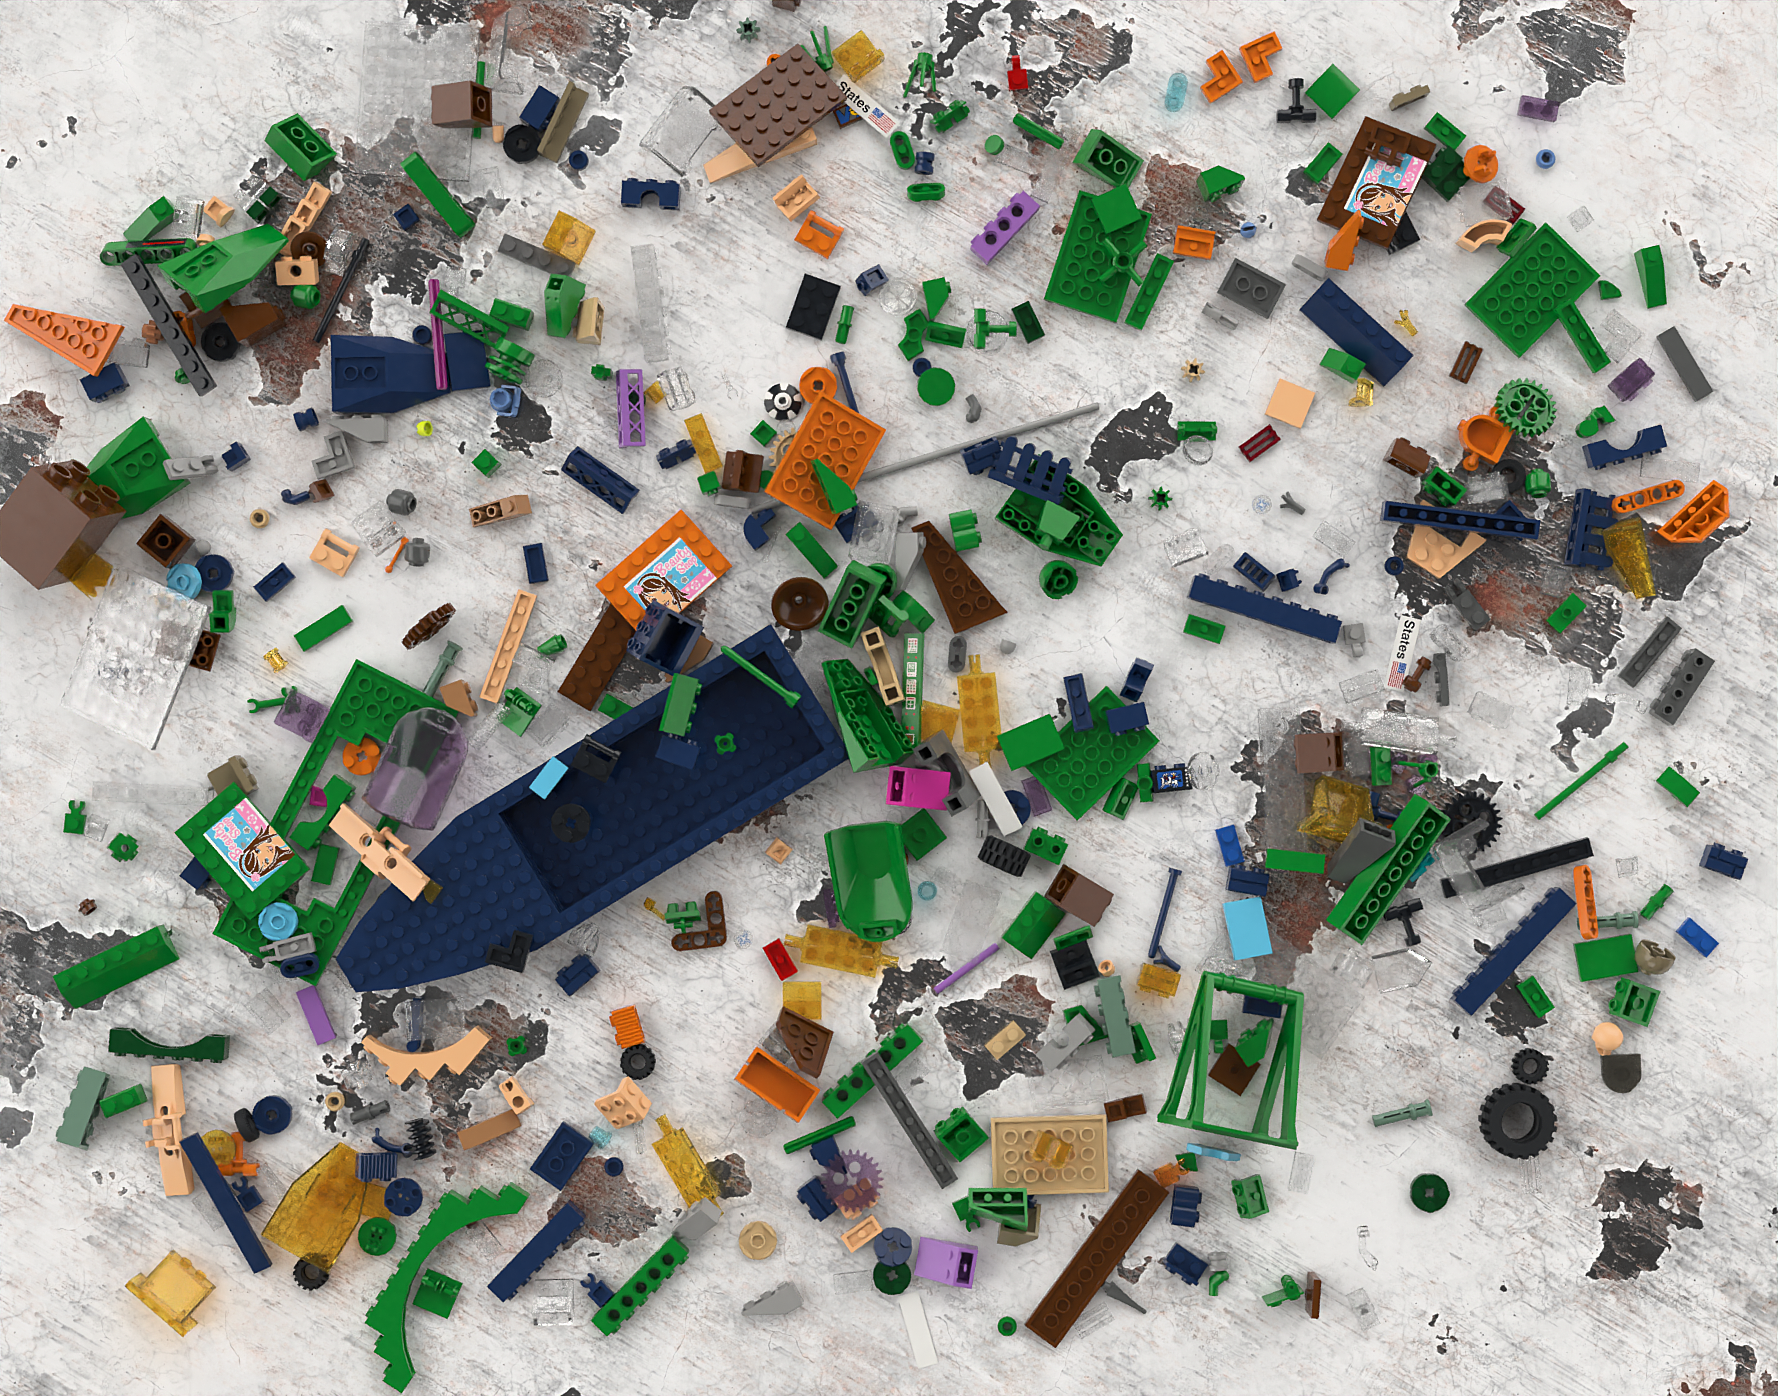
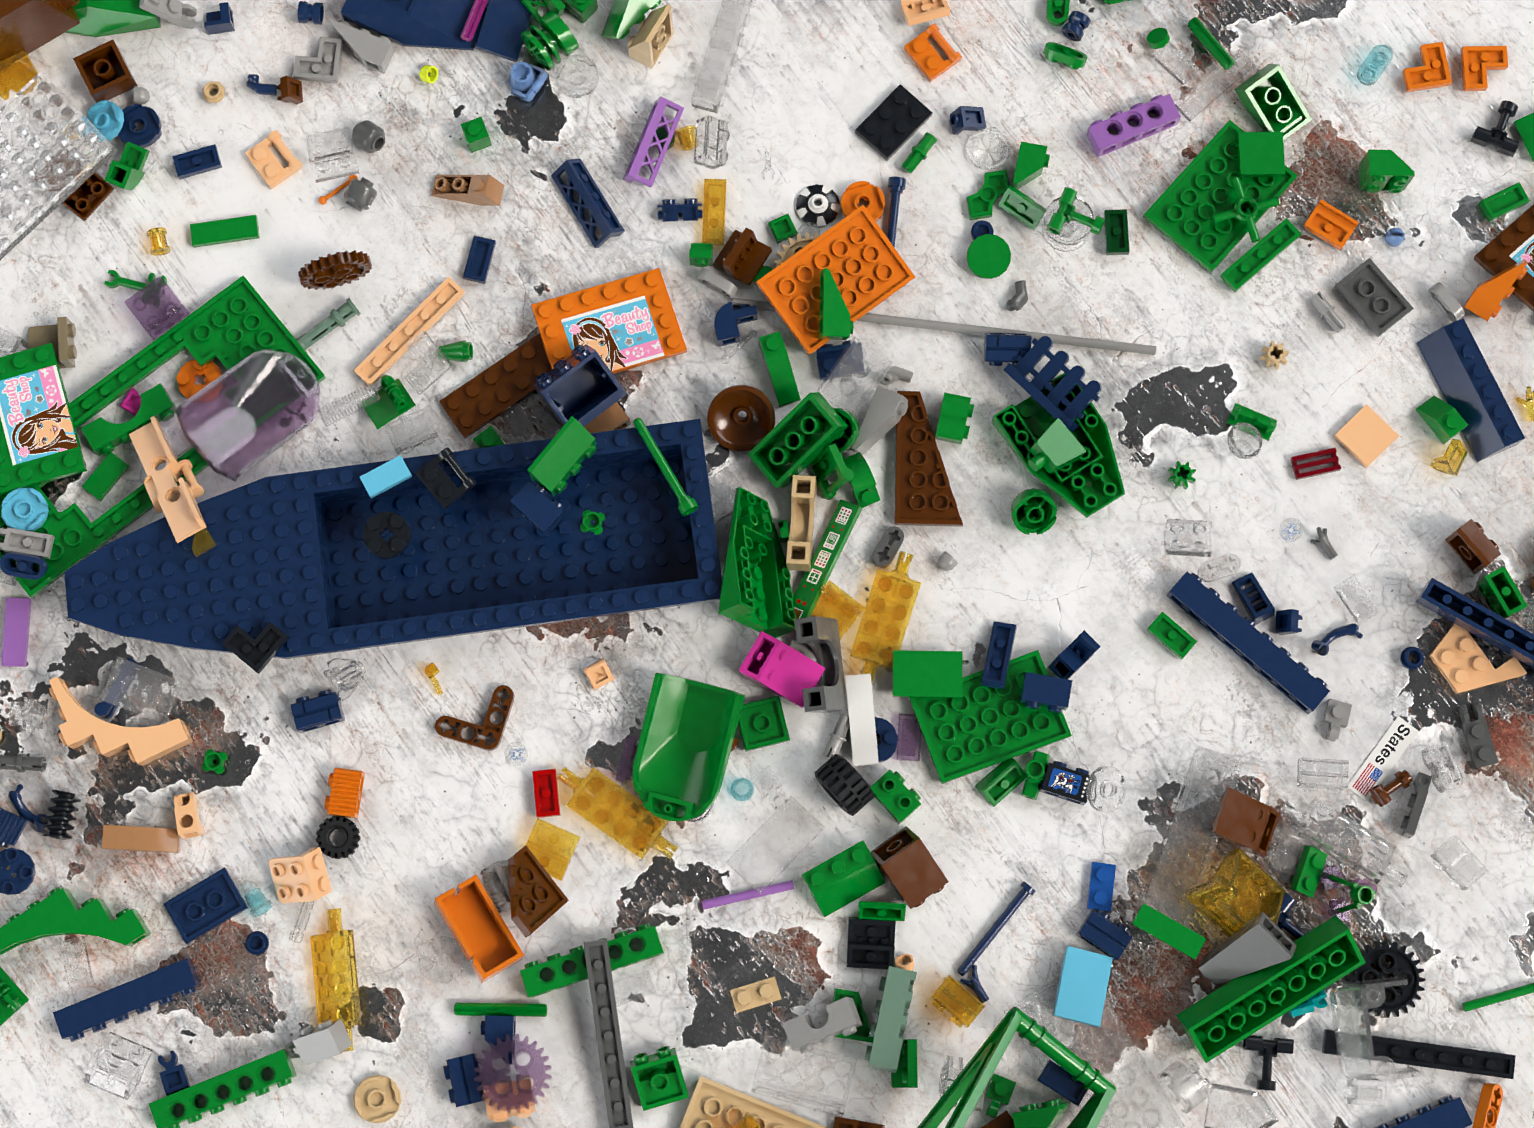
camera: 20 degrees right, 10 degrees down
(457, 697) = (331, 360): medium nougat slope -> none
(601, 373) = (639, 93): green plate -> none
(682, 919) = (461, 701): green hips -> none

